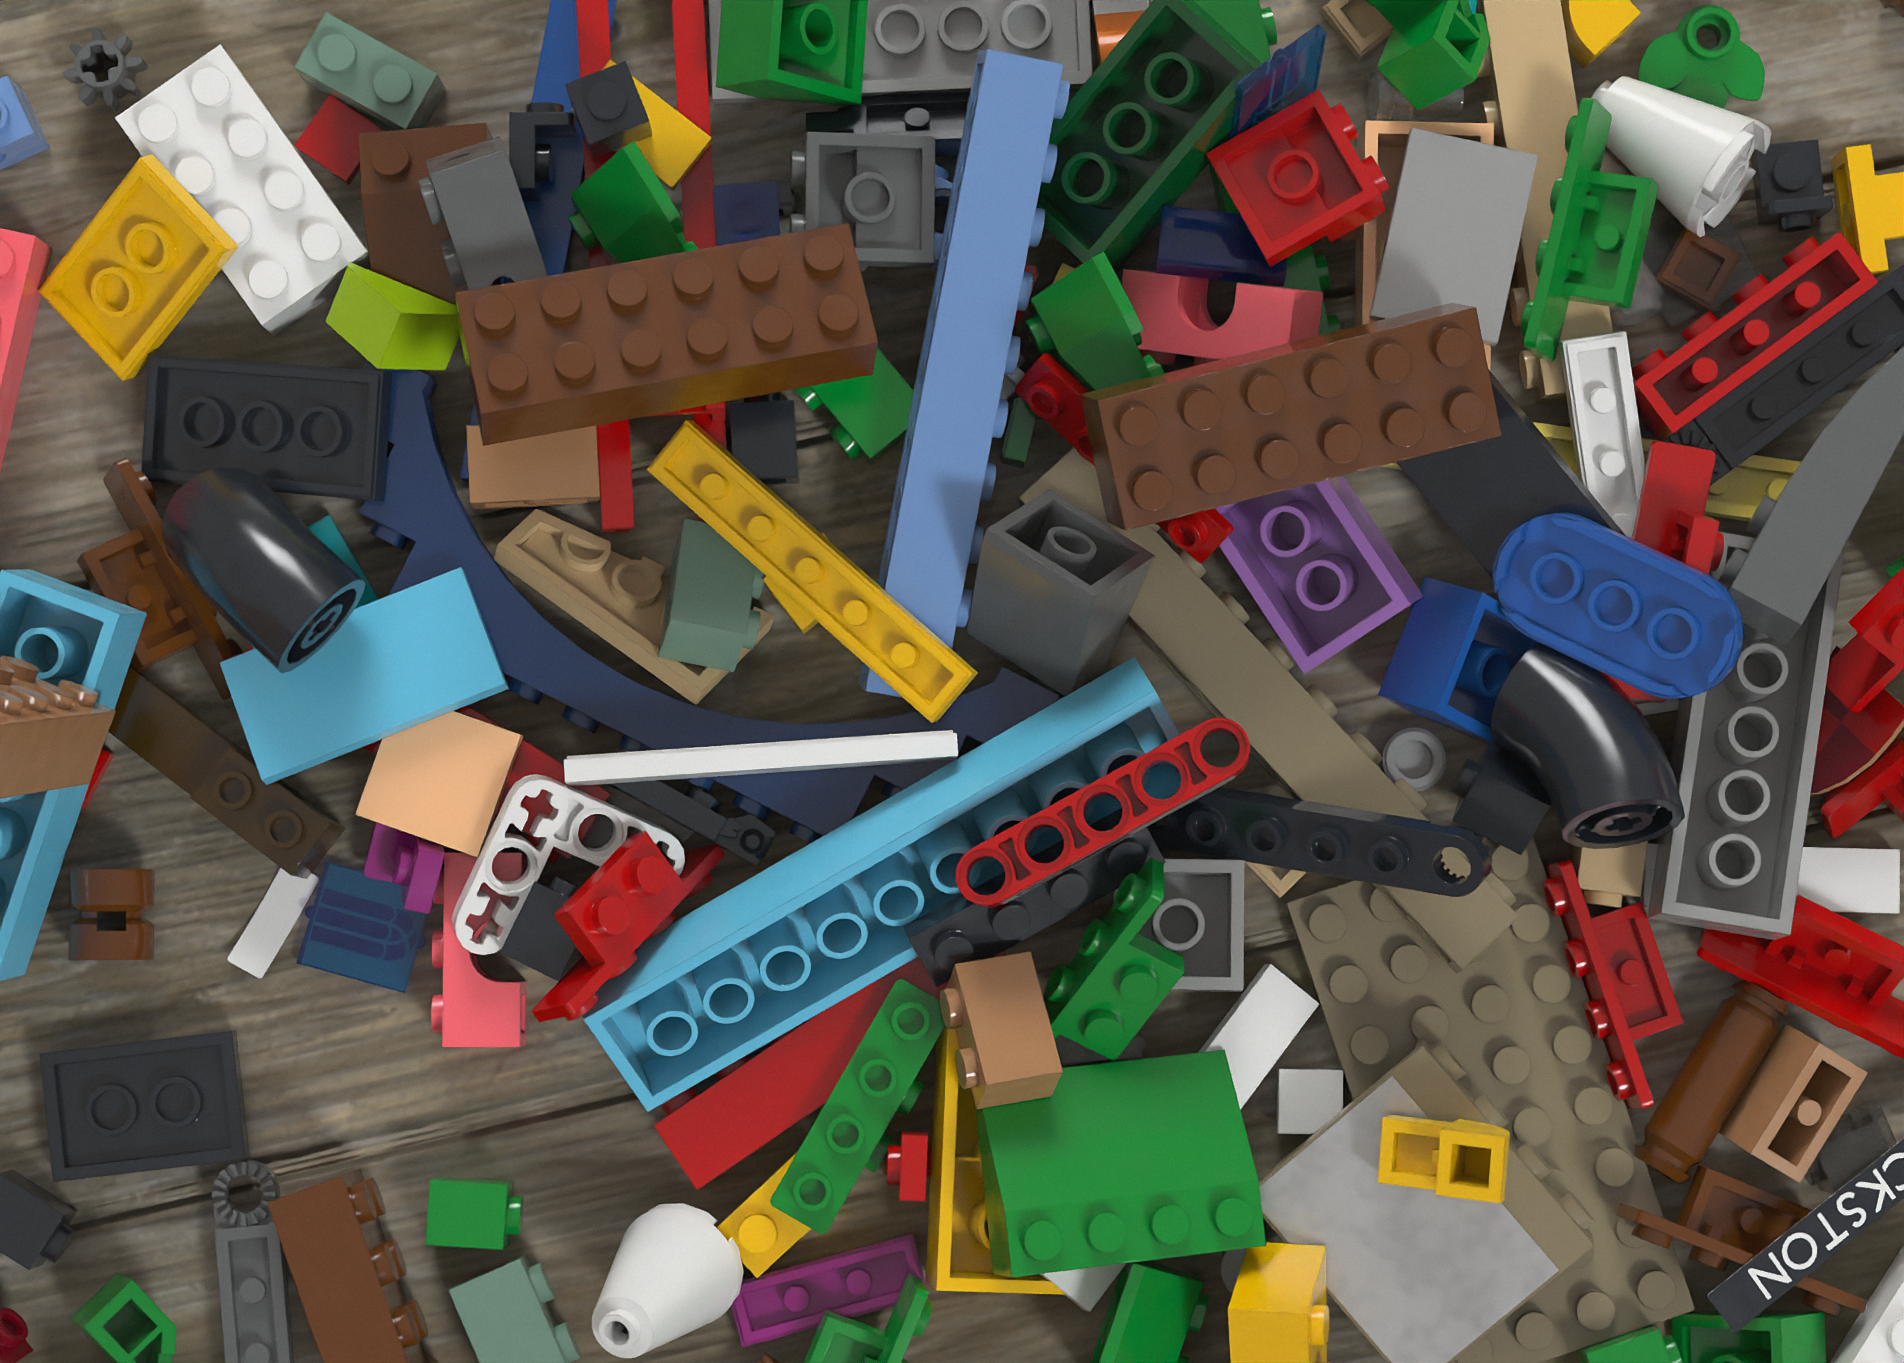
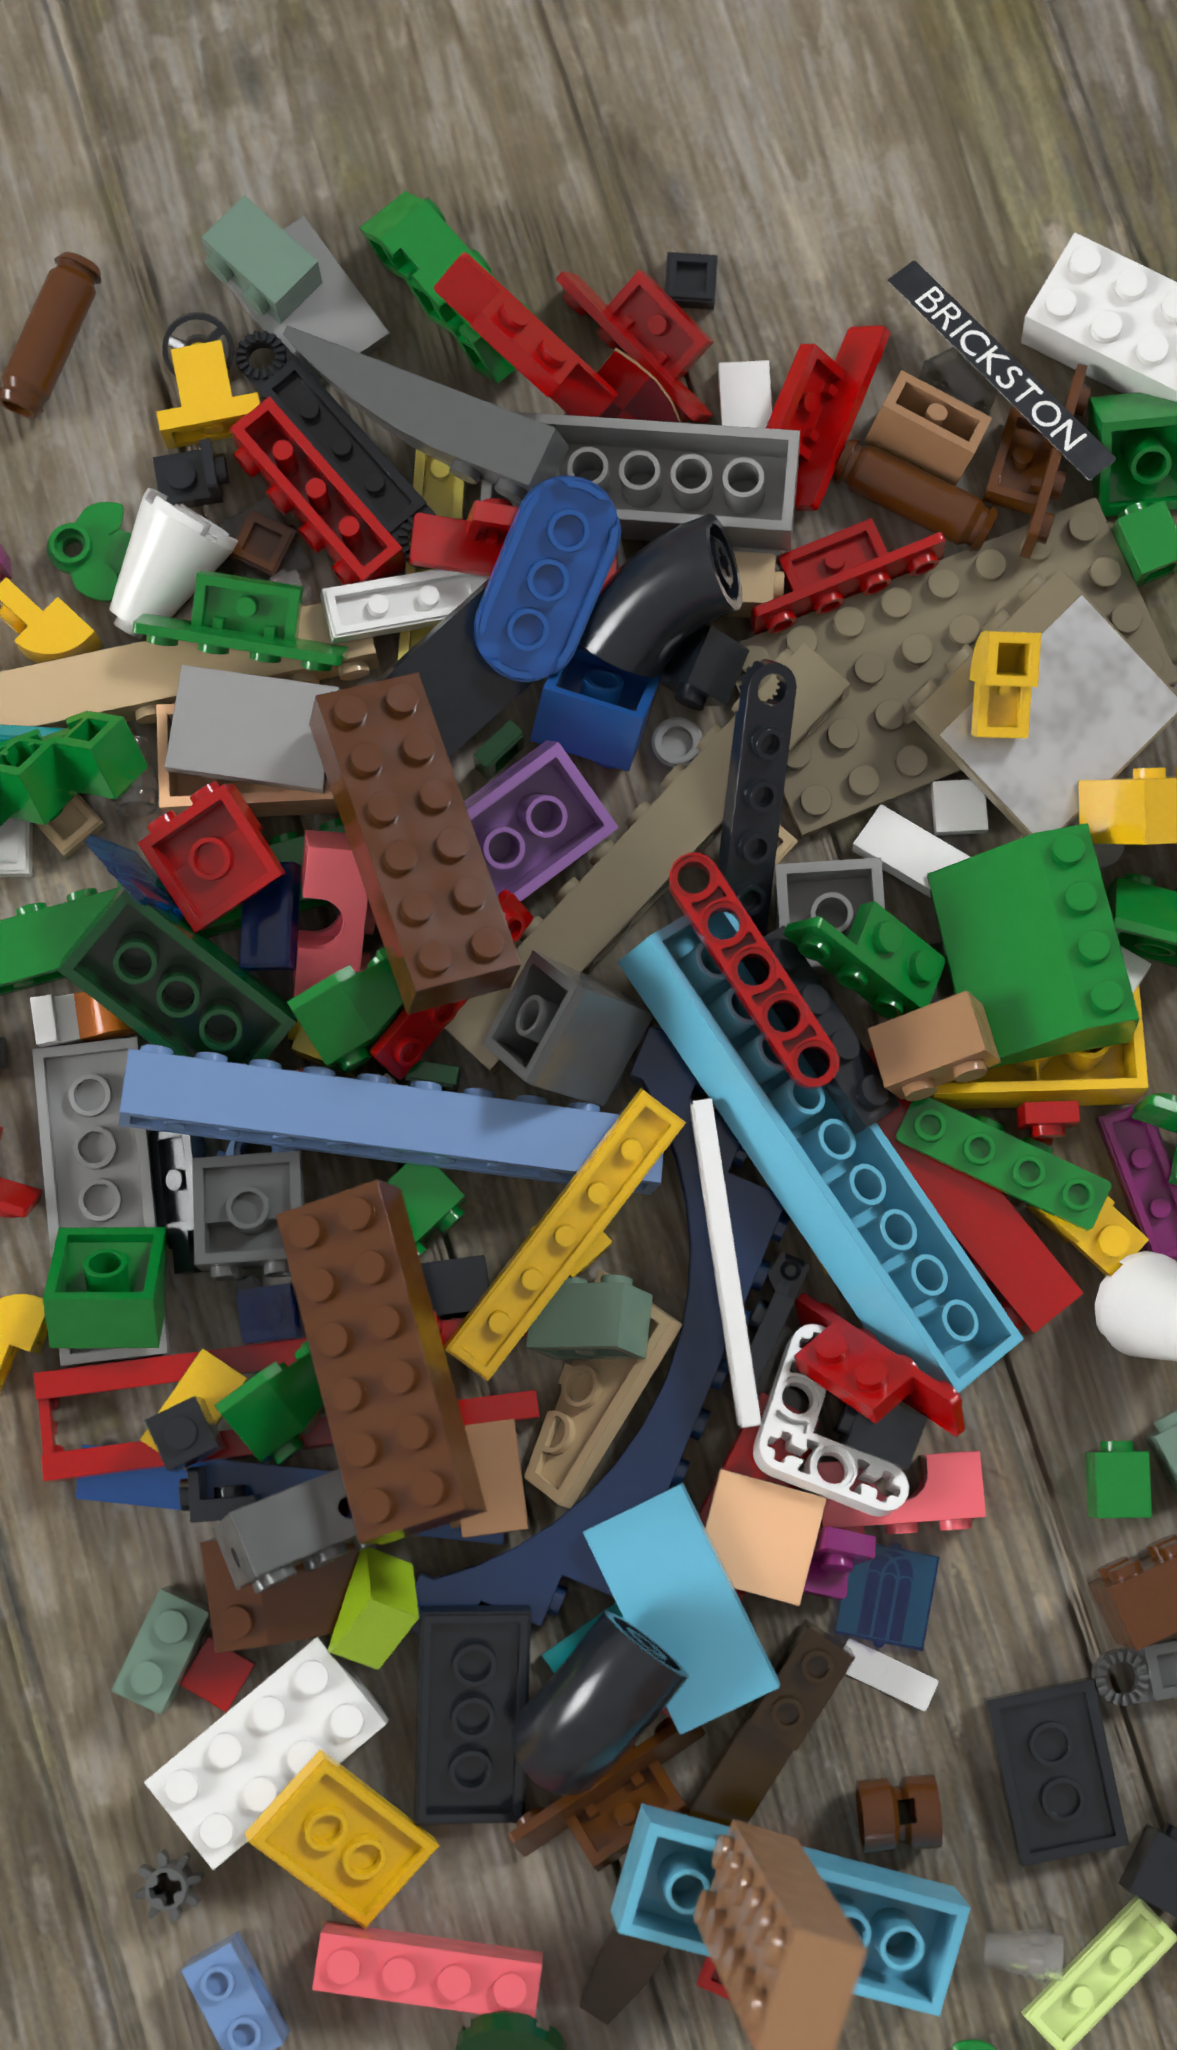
camera: 90 degrees left, 5 degrees down
(1417, 539) = (499, 750): none -> dark green tile

